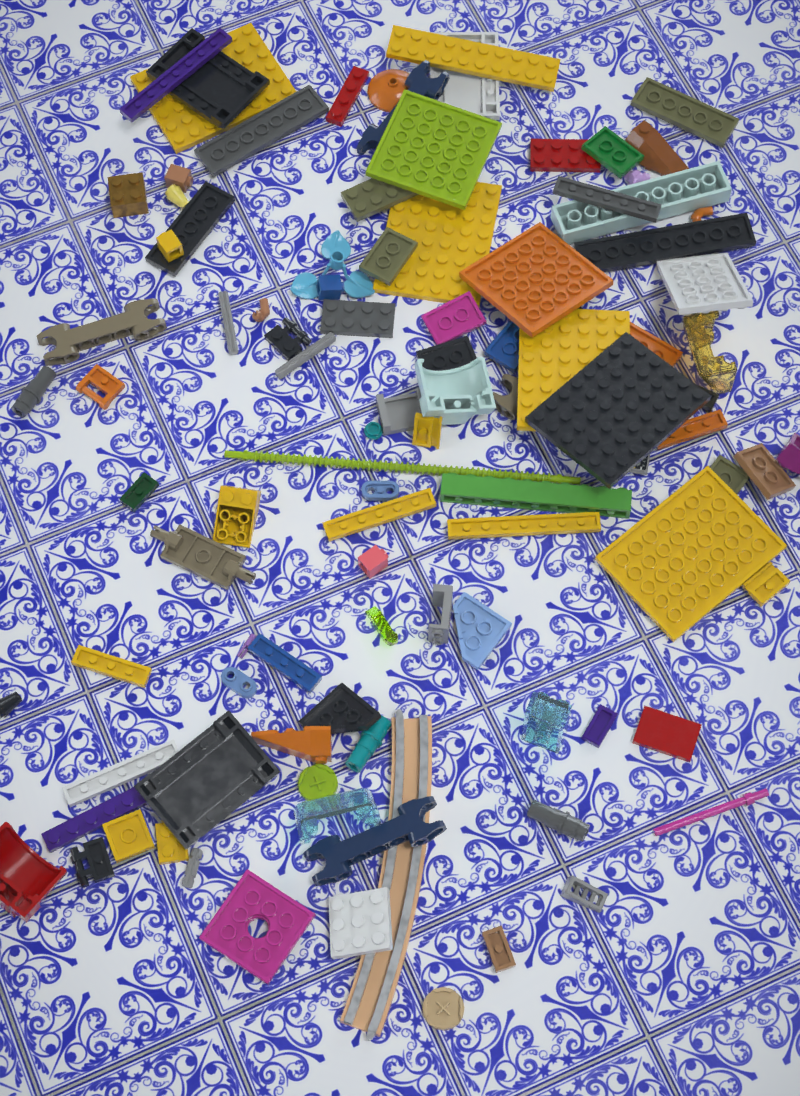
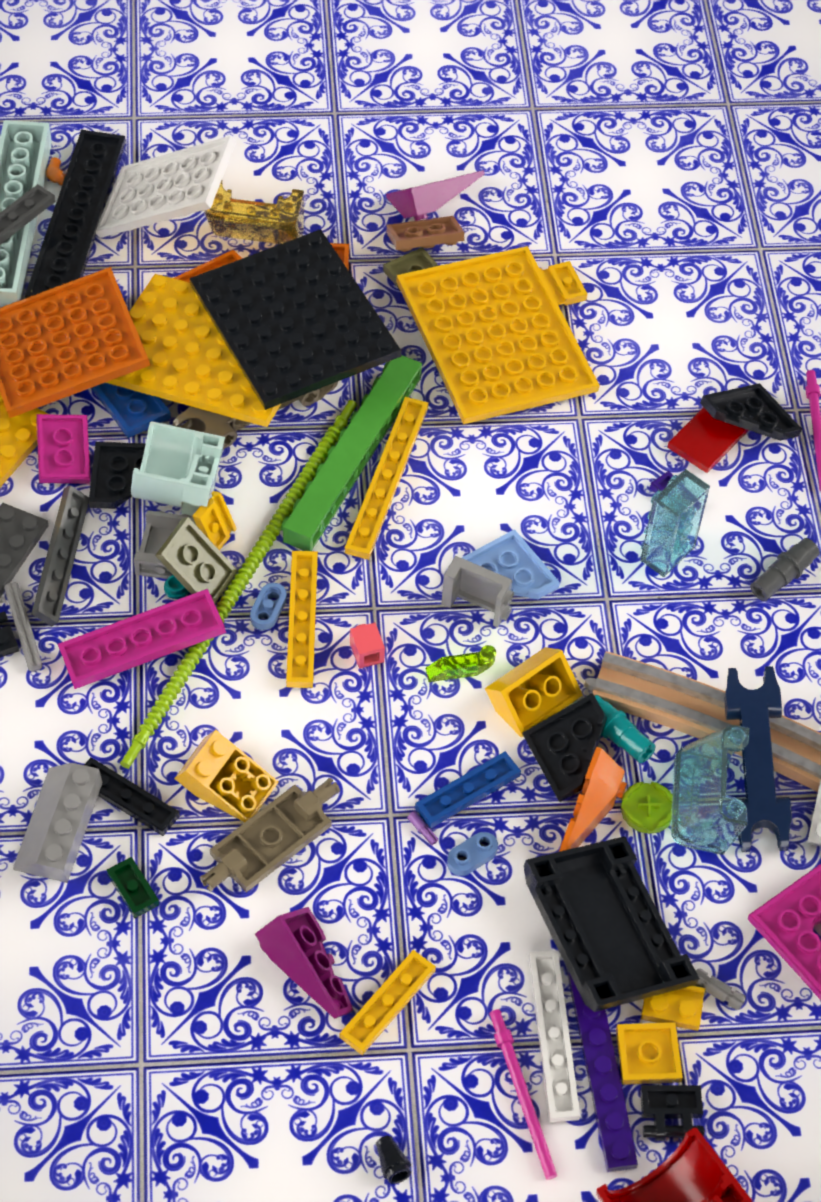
camera: 75 degrees left, 10 degrees down
(110, 744) = (504, 1041): none -> dark pink bar
(124, 606) = (296, 947): none -> magenta wedge
(167, 434) = (59, 821): none -> light grey slope
(204, 464) = (134, 800): none -> black tile
(319, 425) = (141, 638): none -> dark pink plate
(367, 353) = (60, 556): none -> dark grey plate
(379, 679) = (534, 690): none -> yellow slope
(386, 432) = (196, 560): none -> plate
(700, 756) = (753, 410): none -> black plate

